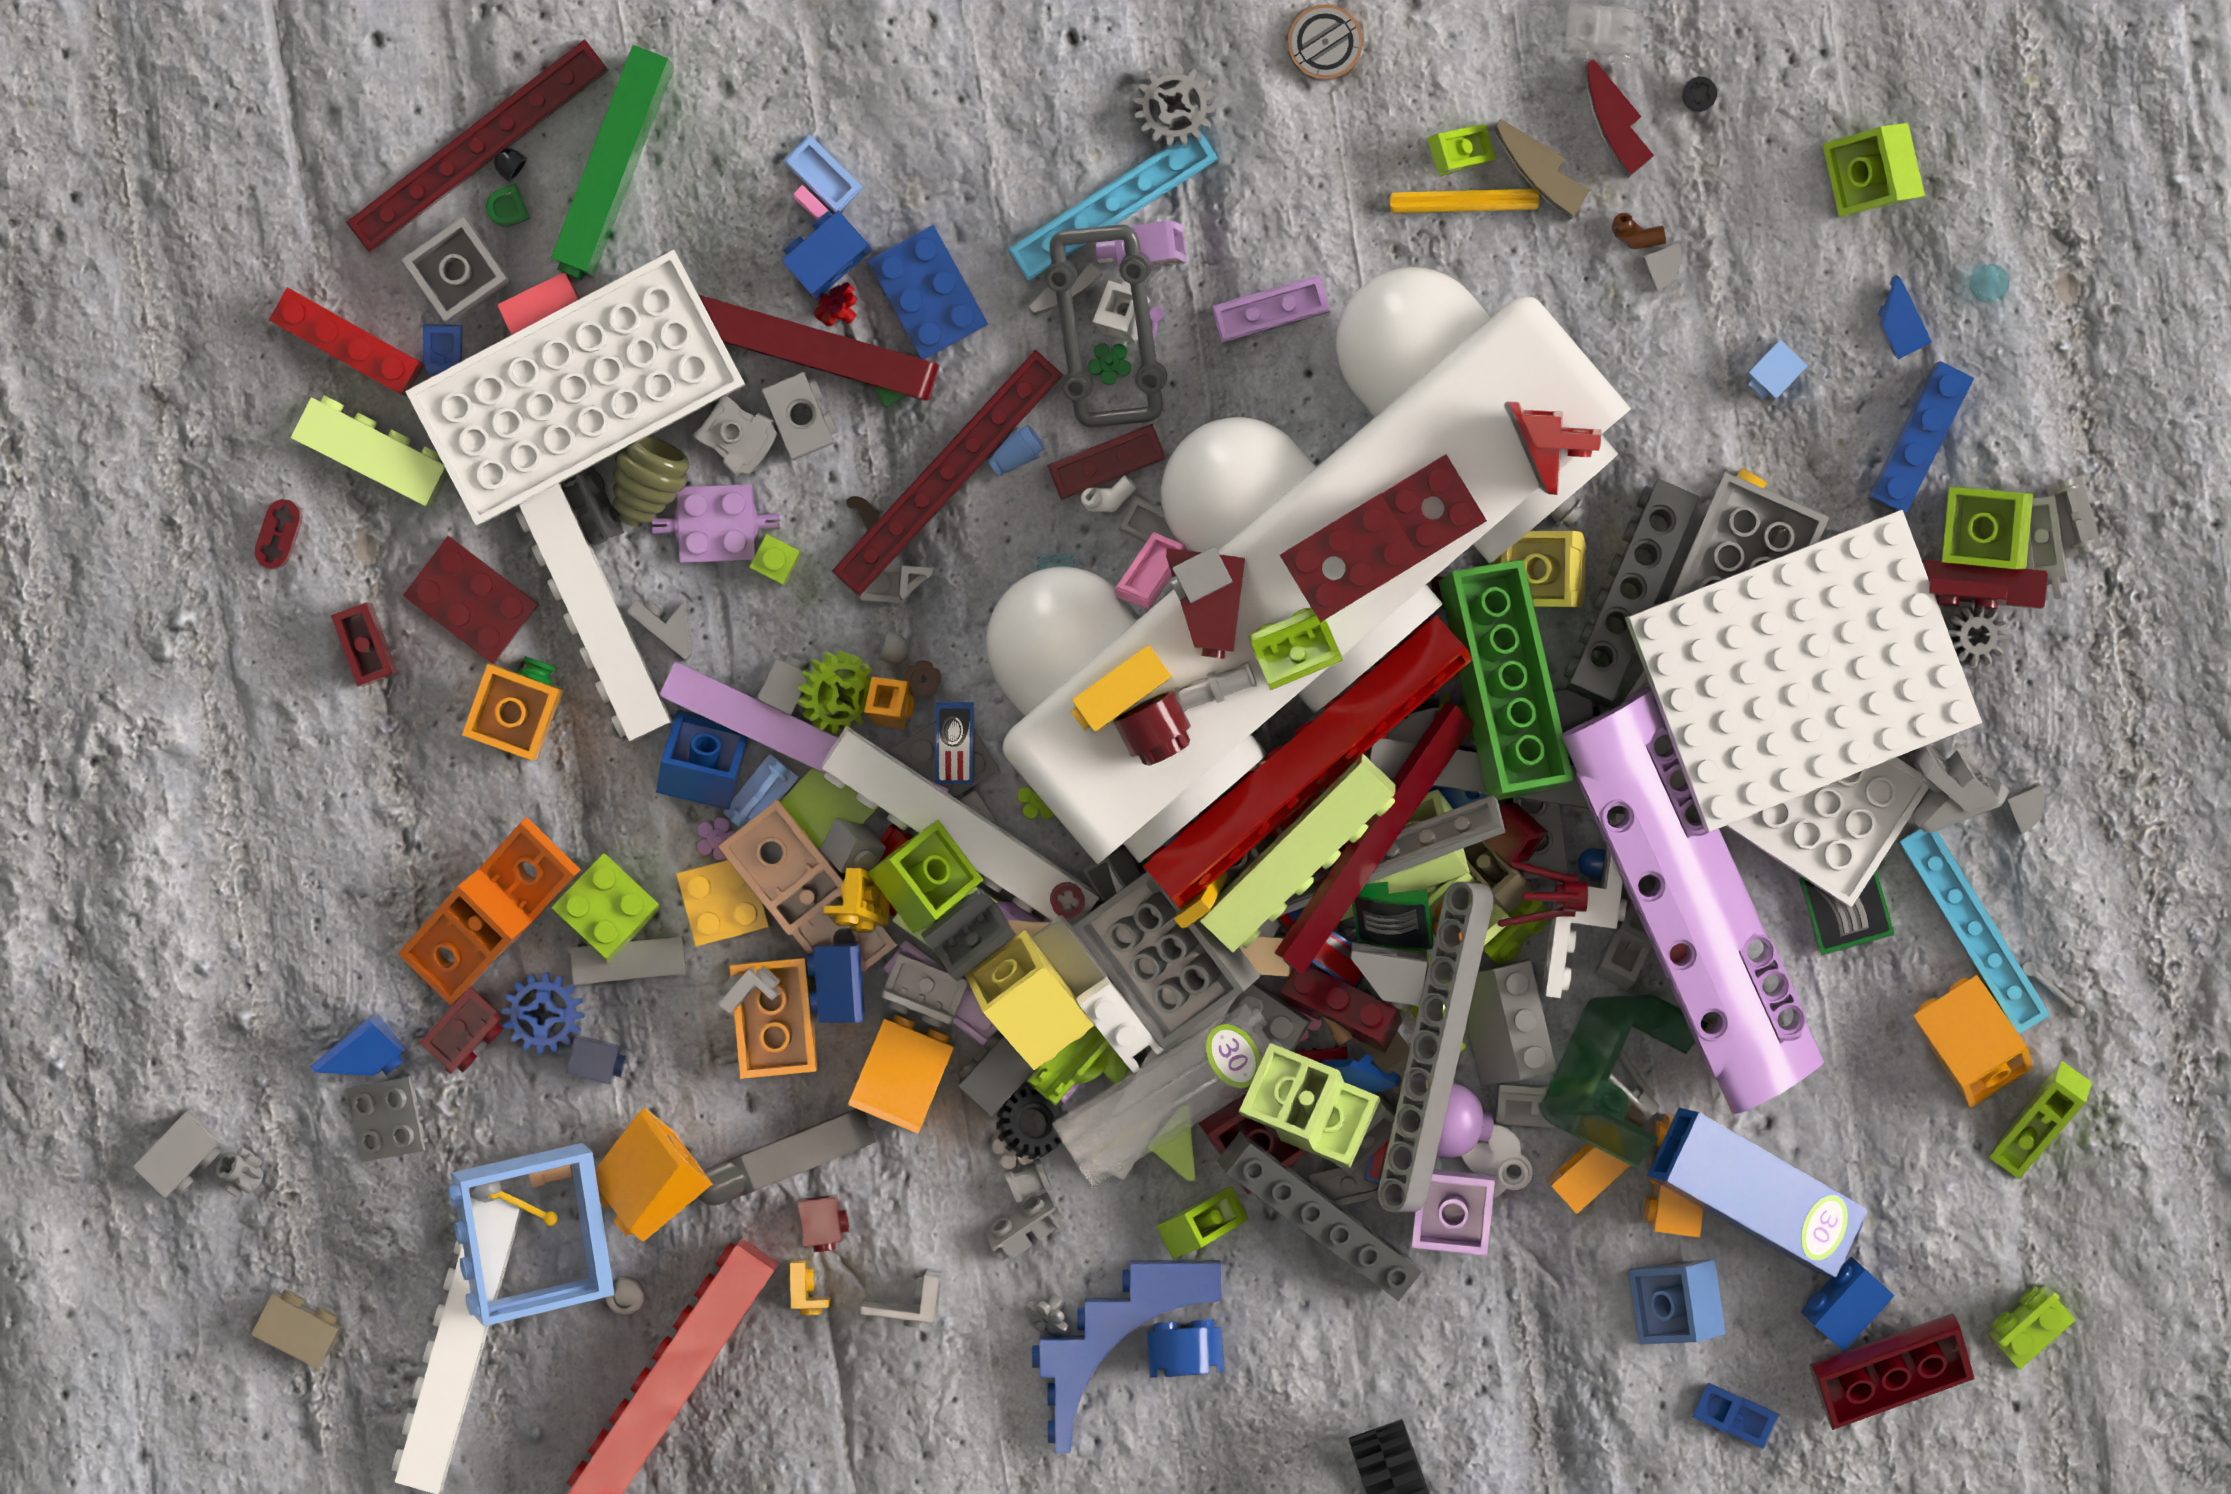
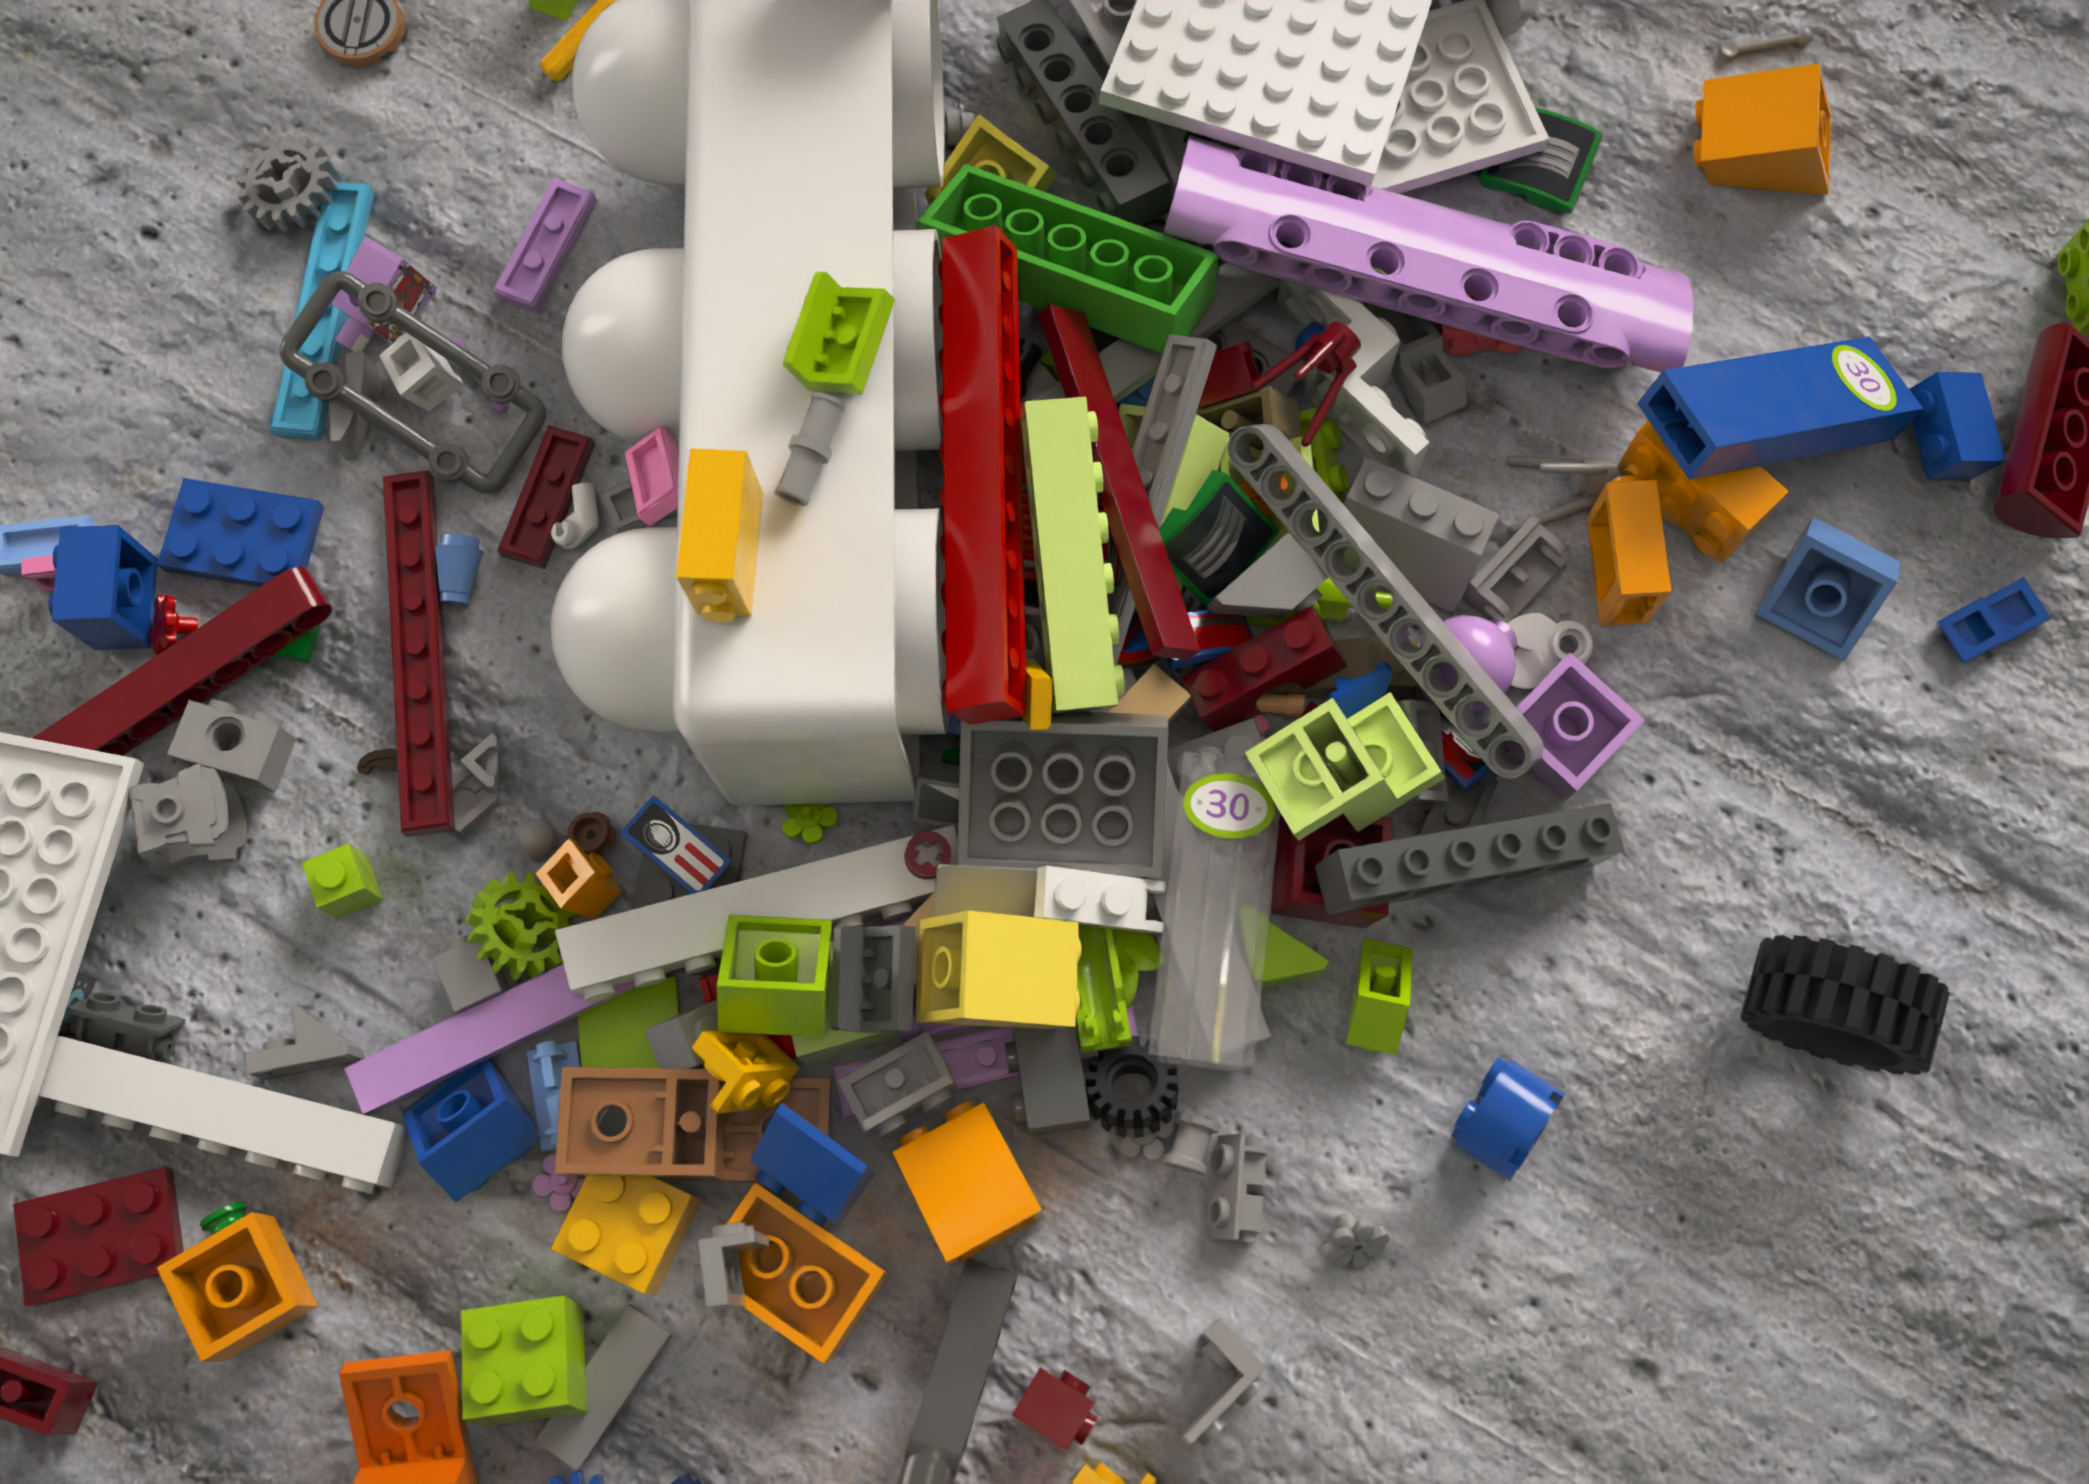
camera: 50 degrees left, 15 degrees down
(647, 479) = (144, 944): olive piece -> none
(716, 523) = (256, 917): lavender plate -> none
(1109, 363) = (460, 422): green plant -> none
(1153, 1289) = (1410, 1184): arch -> none
(1154, 728) = (795, 537): dark red piece -> none
(1200, 576) = (671, 349): light grey brick -> none
(1215, 616) = (707, 381): dark red slope -> none
(1382, 538) = (801, 164): dark red bracket -> none
(1579, 1090) = (1541, 485): clear green windscreen -> none
(1974, 929) = (1636, 59): medium azure plate -> none
(2041, 1119) = (1892, 130): lime slope -> none

